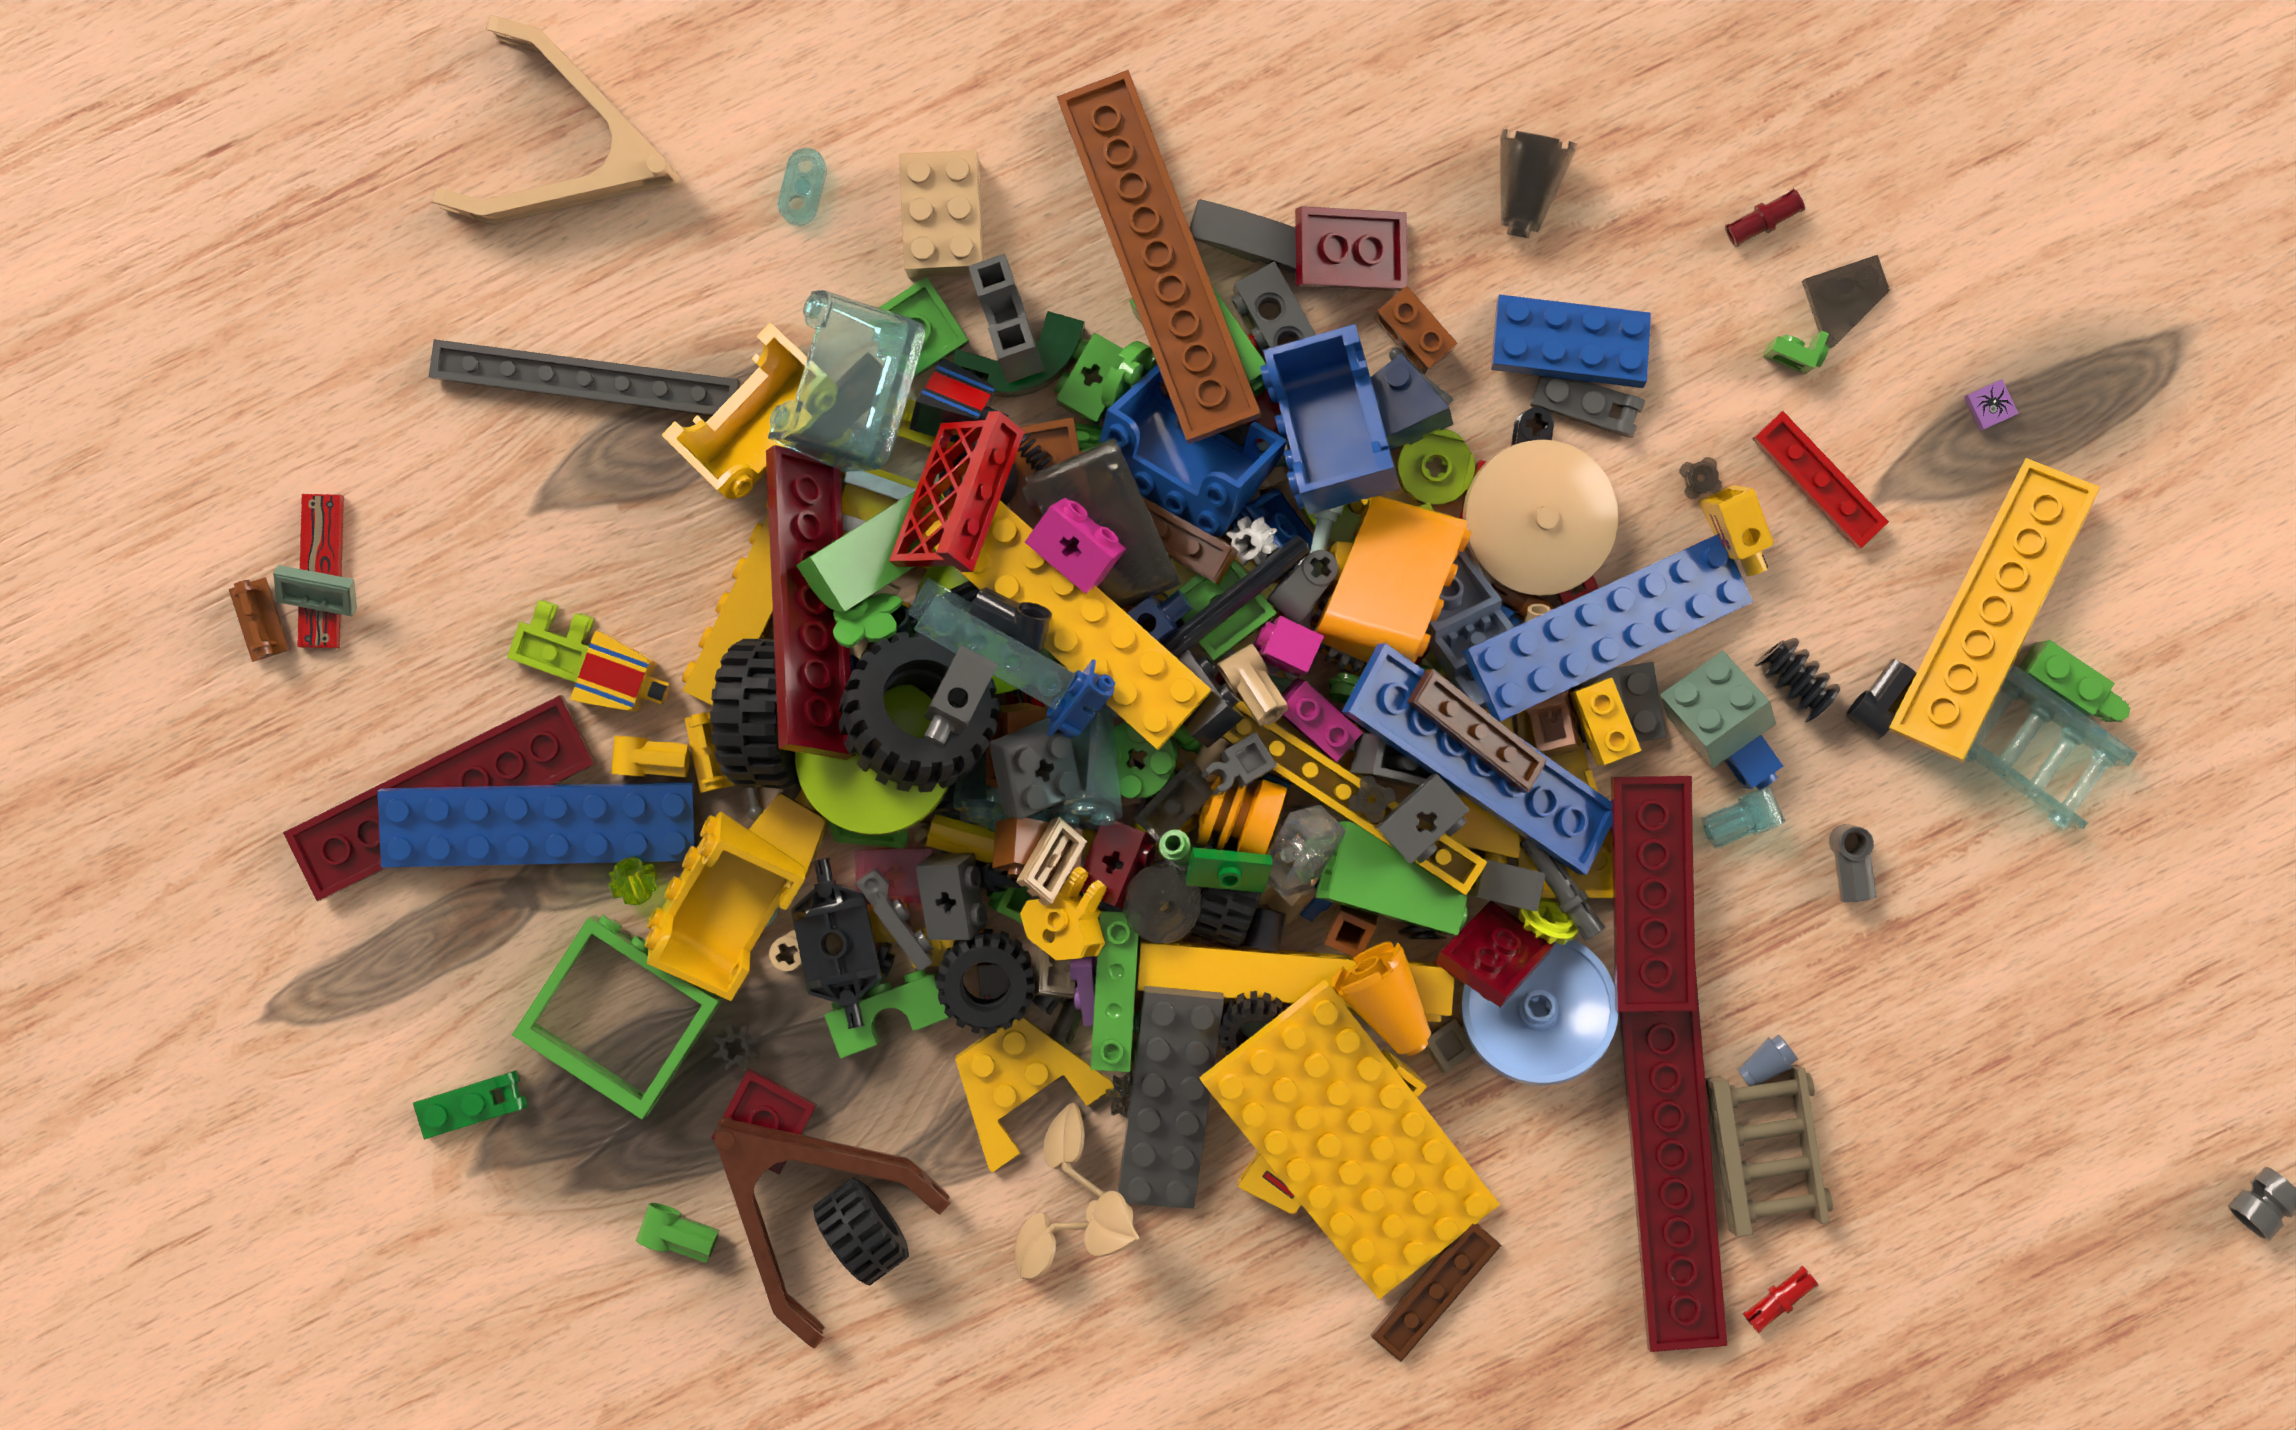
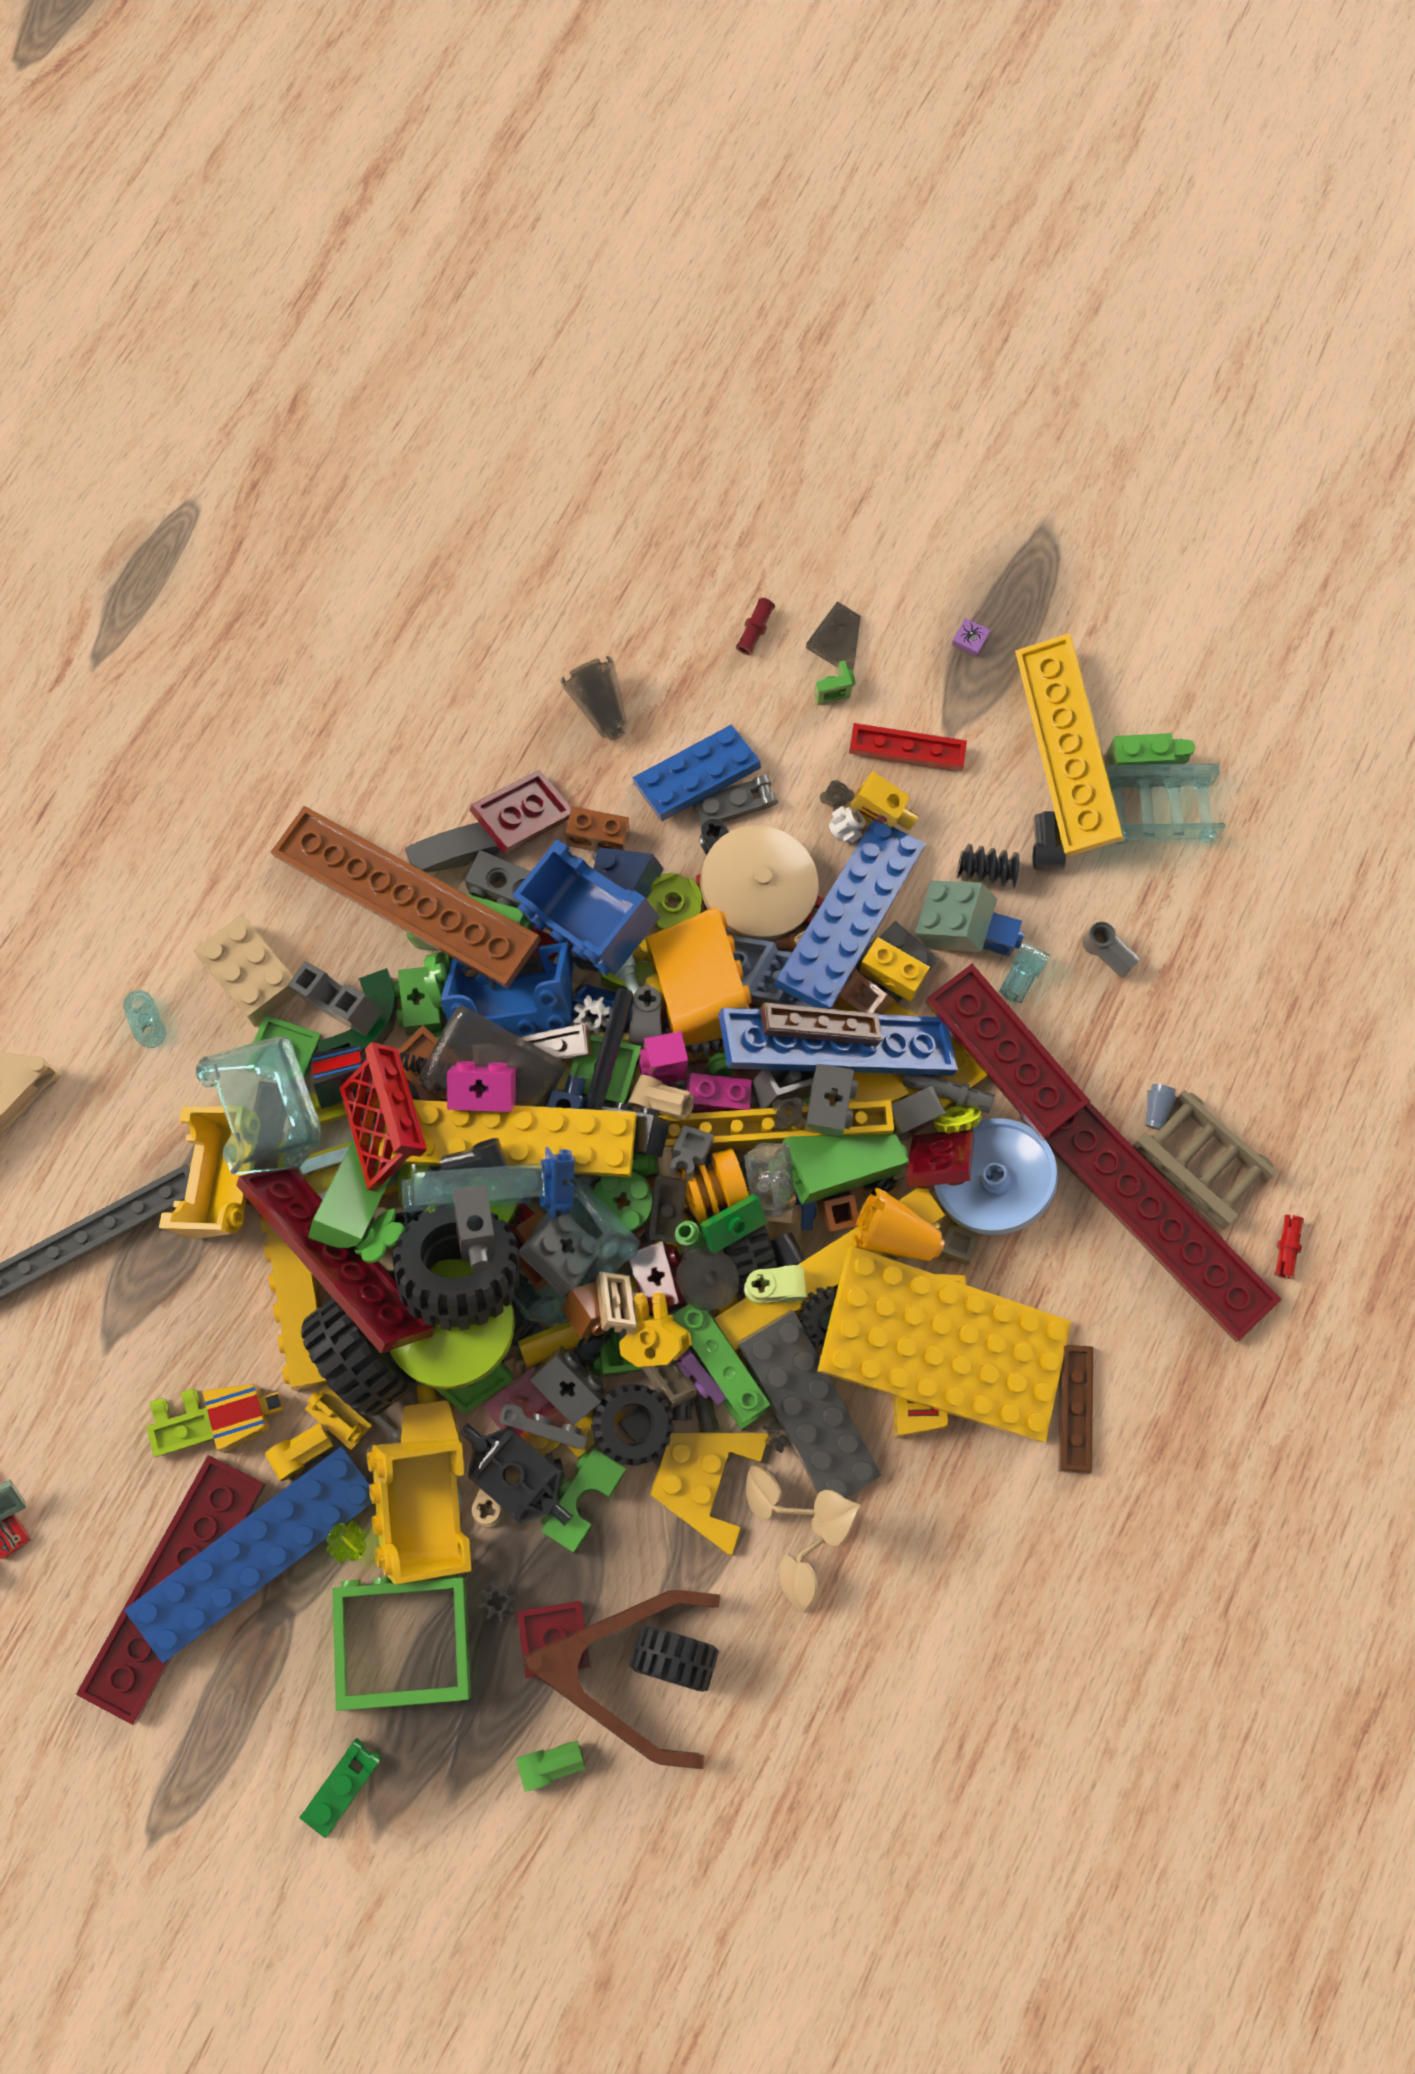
camera: 40 degrees left, 15 degrees down
(1231, 963) = (783, 1285): none -> yellowish green piece
(1685, 519) = (847, 824): none -> white gear

